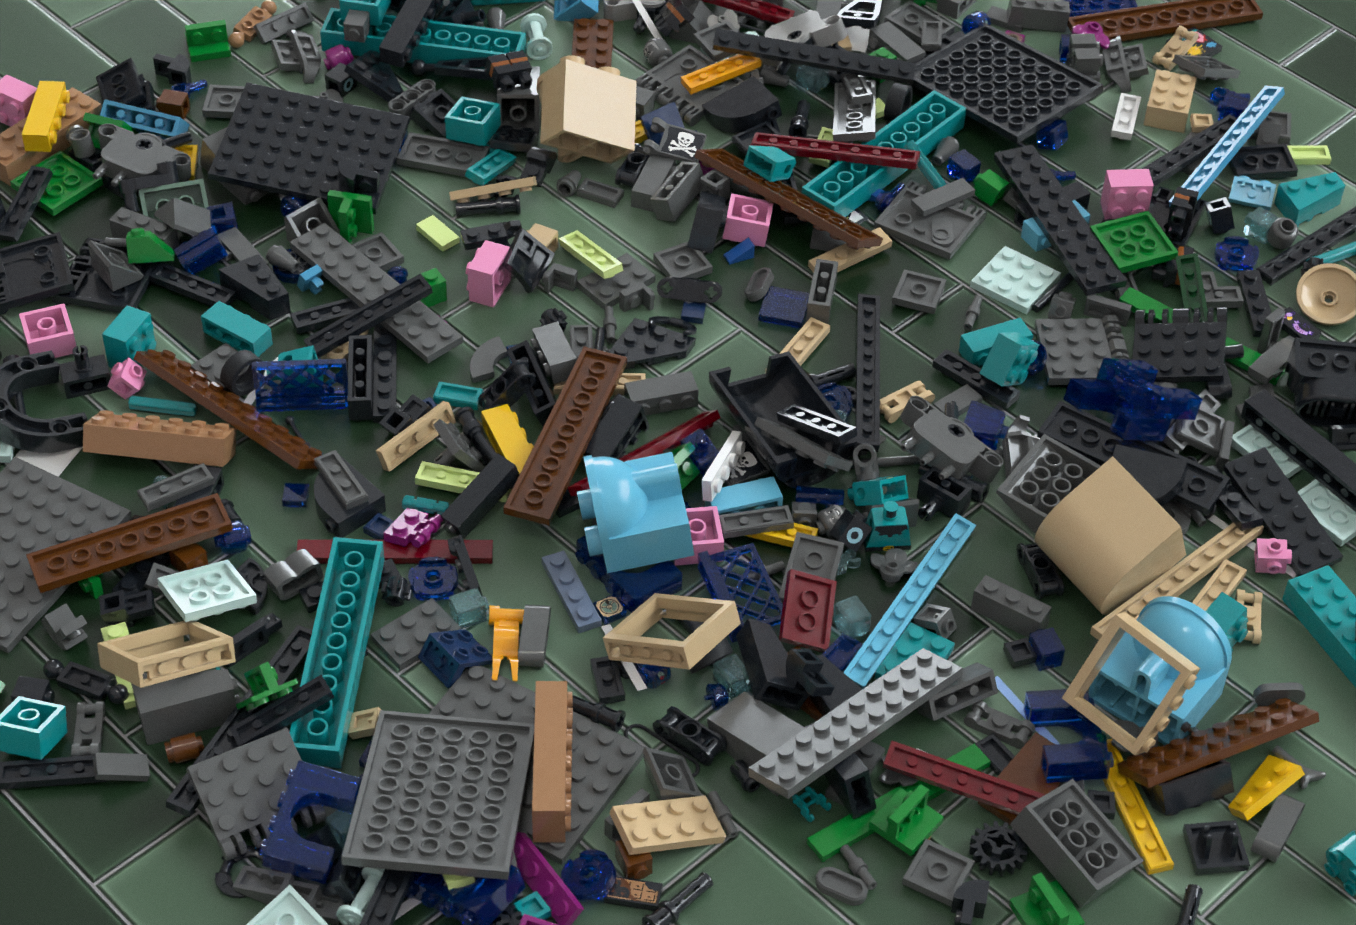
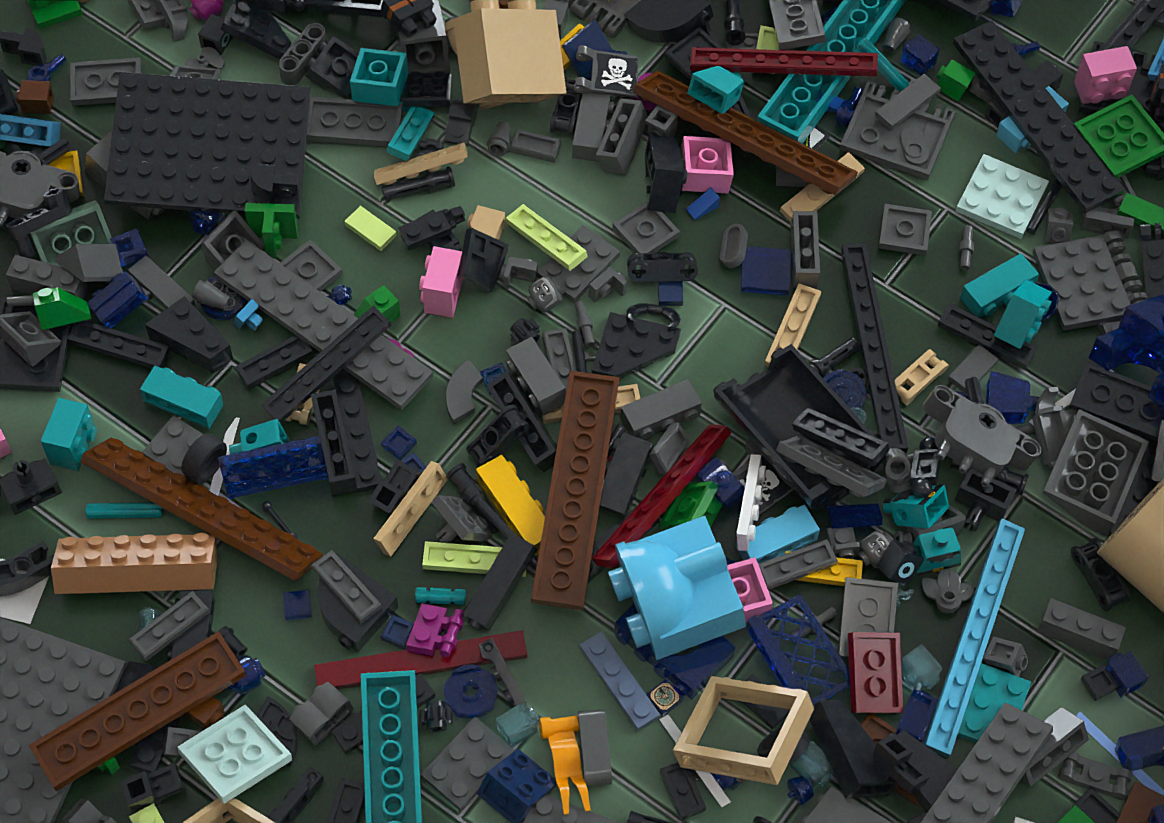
camera: 10 degrees left, 15 degrees up
(127, 378) = (77, 484): bright pink brick -> none
(420, 387) = (398, 442): none -> clear blue tile
(457, 395) = (442, 444): teal tile -> none
(579, 296) = (545, 294): none -> dark grey head
(660, 420) = (669, 448): none -> dark grey tile
(891, 463) = (925, 468): none -> black plate

